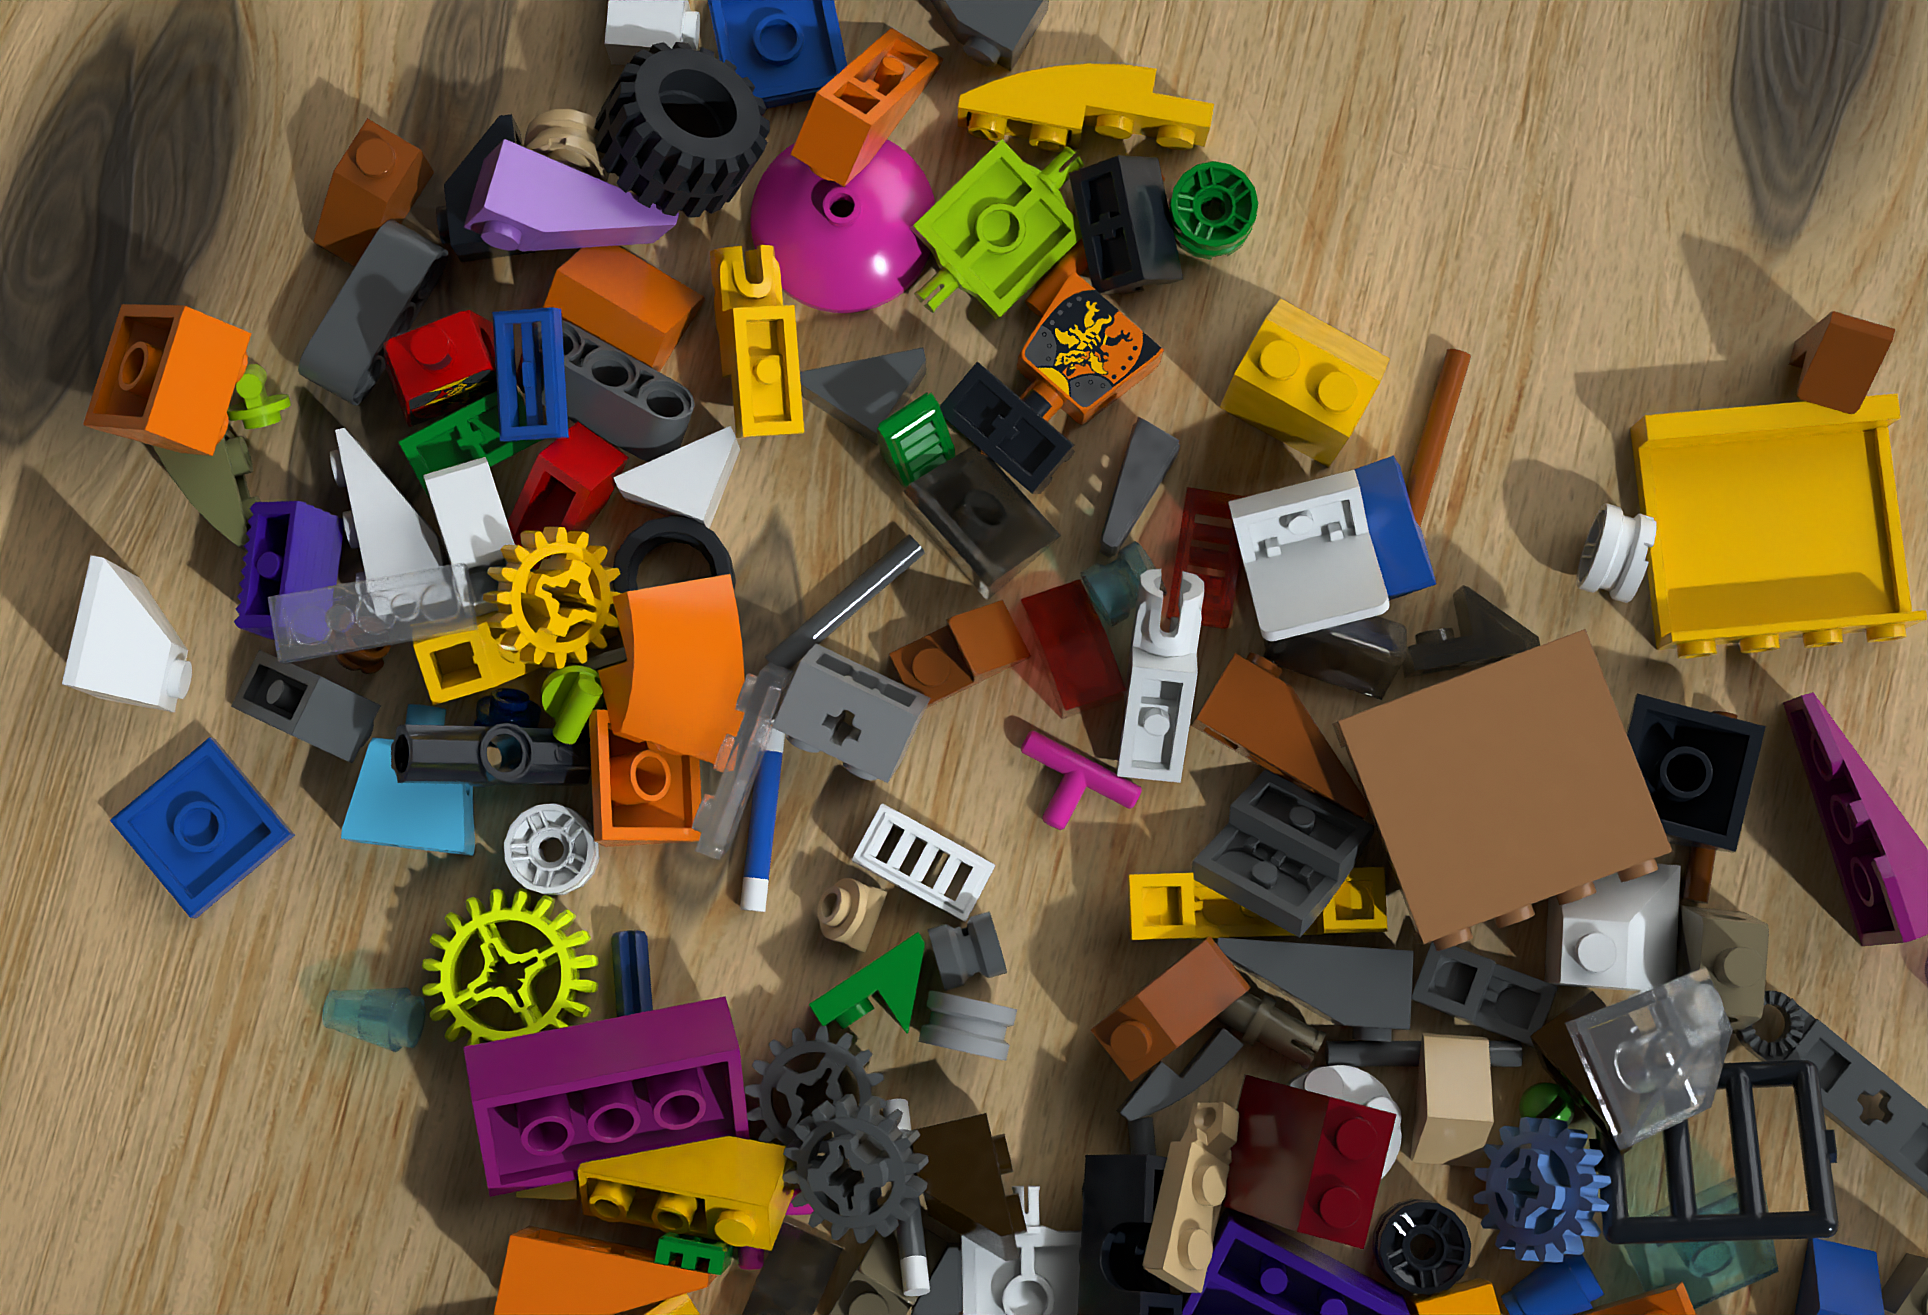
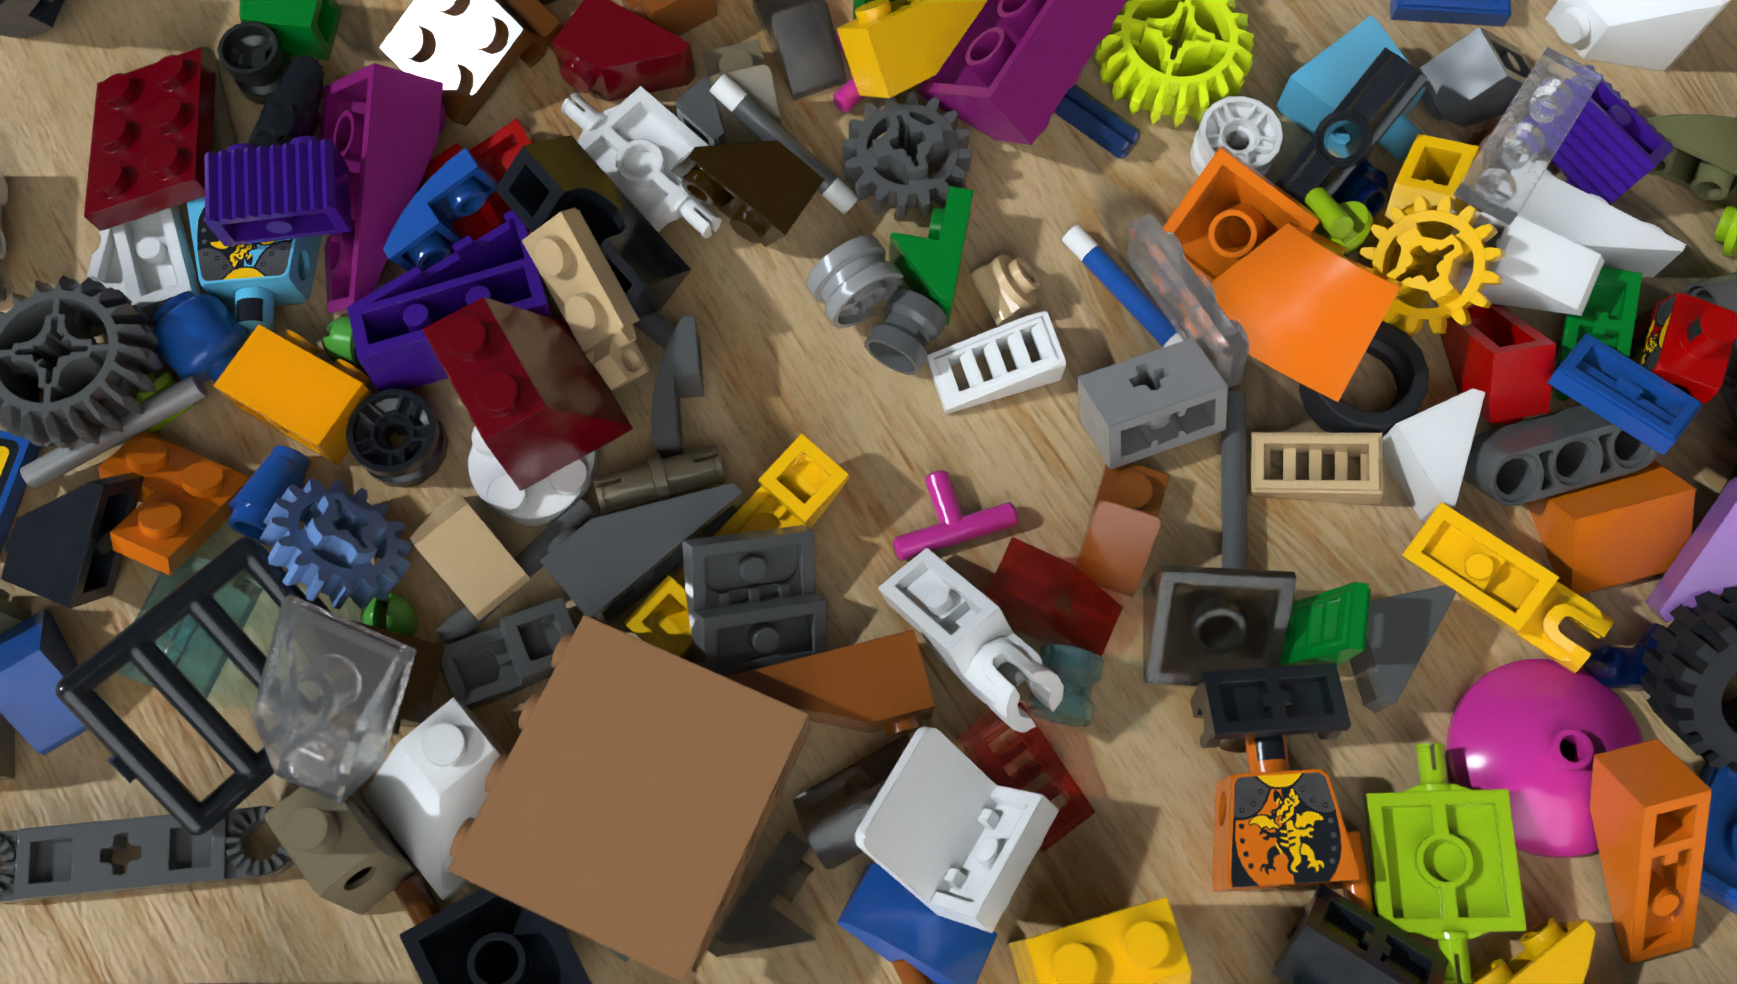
camera: 135 degrees right, 10 degrees down
(730, 224) = (1621, 665): none -> clear blue arm
(741, 513) = (1342, 445): none -> tan slope
(872, 1146) = (835, 113): dark grey gear -> none
(1143, 468) = (1138, 778): flat silver slope -> none
(1170, 1009) = (727, 413): dark orange slope -> none

